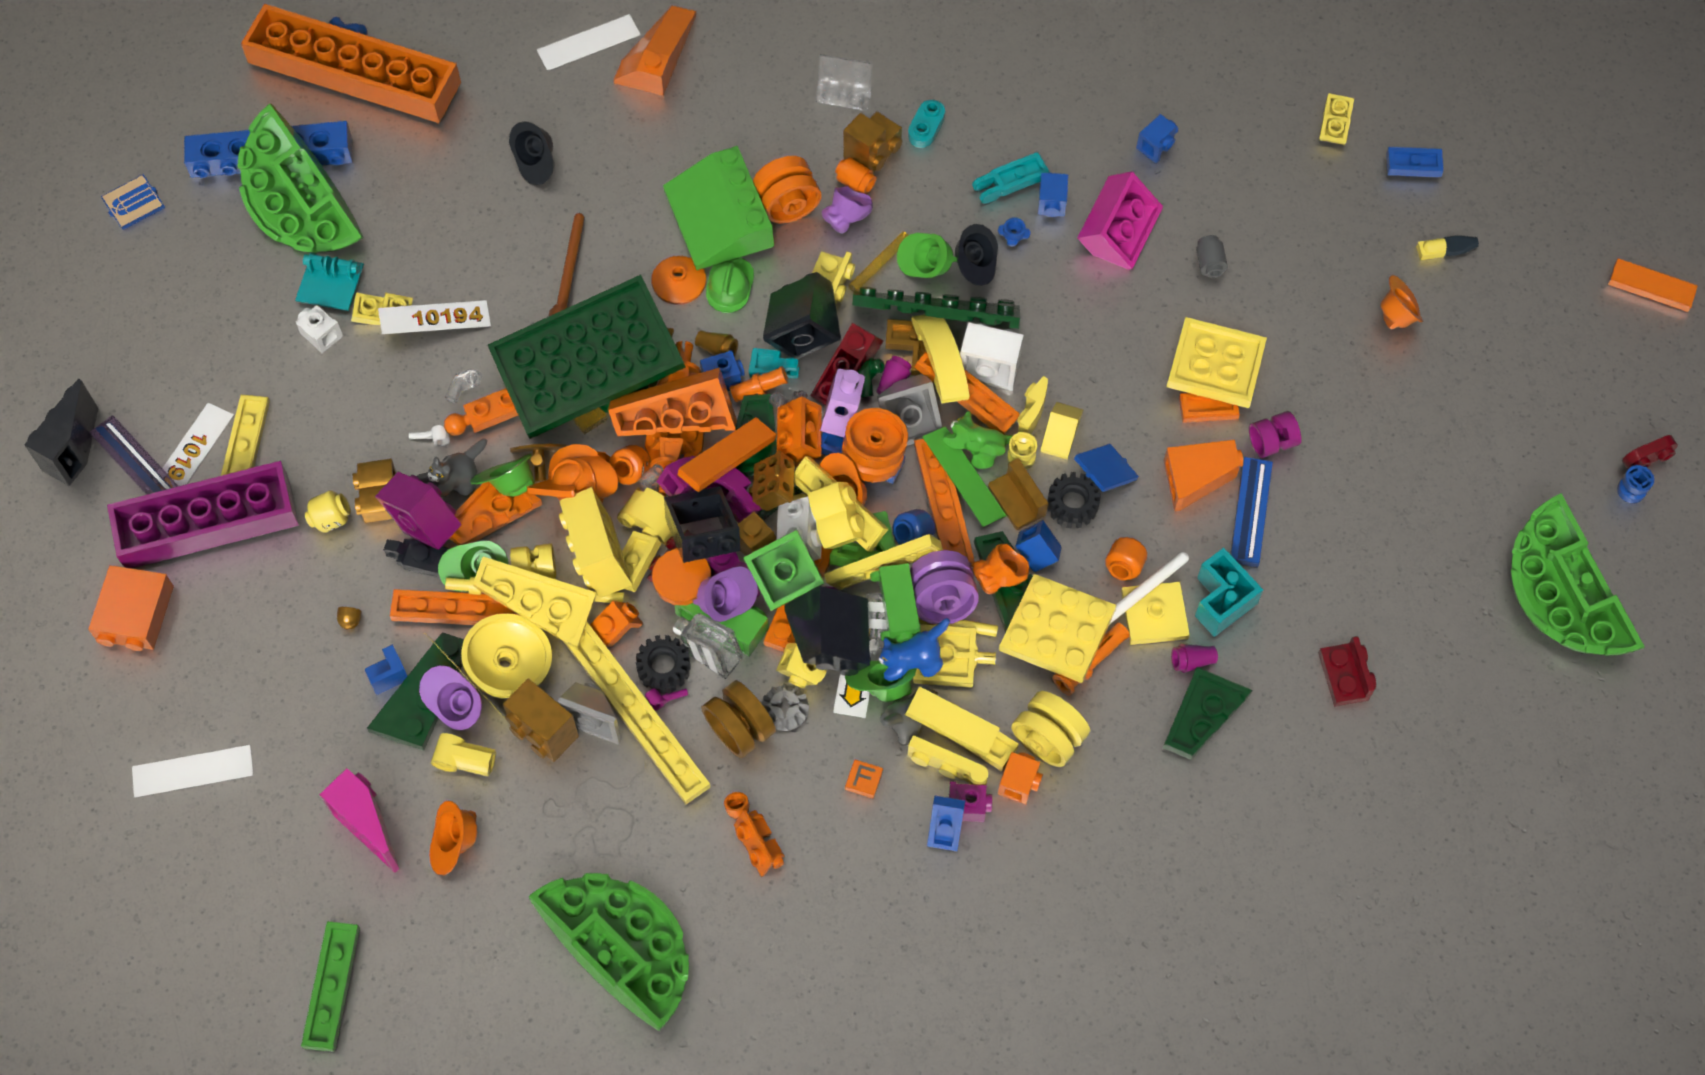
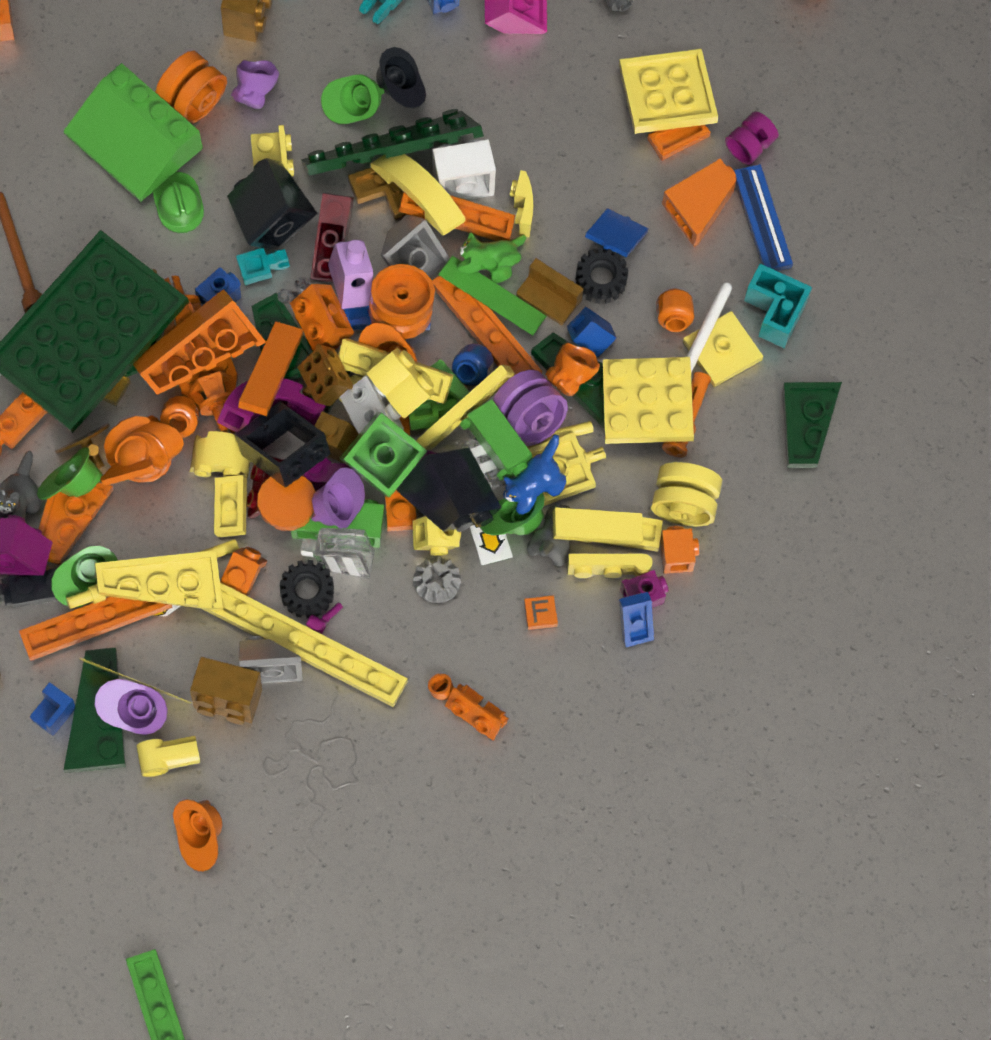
camera: 30 degrees left, 5 degrees up
(354, 806) = (102, 848): dark pink slope -> none
(510, 640) = (165, 630): light yellow dish -> none
(539, 560) = (142, 544): light yellow wheel -> none
(594, 543) = (190, 506): light yellow brick -> none
(621, 940) = (401, 853): bright green brick -> none
(649, 479) = (208, 421): clear arm -> none
(678, 289) = (127, 229): orange dish -> none
(716, 342) = (198, 266): pearl gold cone -> none
(738, 719) = (406, 608): pearl gold wheel -> none
(759, 384) = (260, 288): orange pin -> none
(855, 175) = (245, 46): orange brick -> none
(869, 371) = (356, 228): dark green arm -> none
(877, 263) = (308, 123): clear yellow bar -> none
(894, 370) = (379, 223): magenta cone -> none
(1017, 225) = (418, 33): blue plate -> none
(1025, 445) = (532, 243): light yellow wheel -> none
(1061, 430) = (558, 214): light yellow slope -> none
(1189, 657) = (772, 376): magenta cone -> none
(1347, 672) = (914, 330): dark red bracket -> none

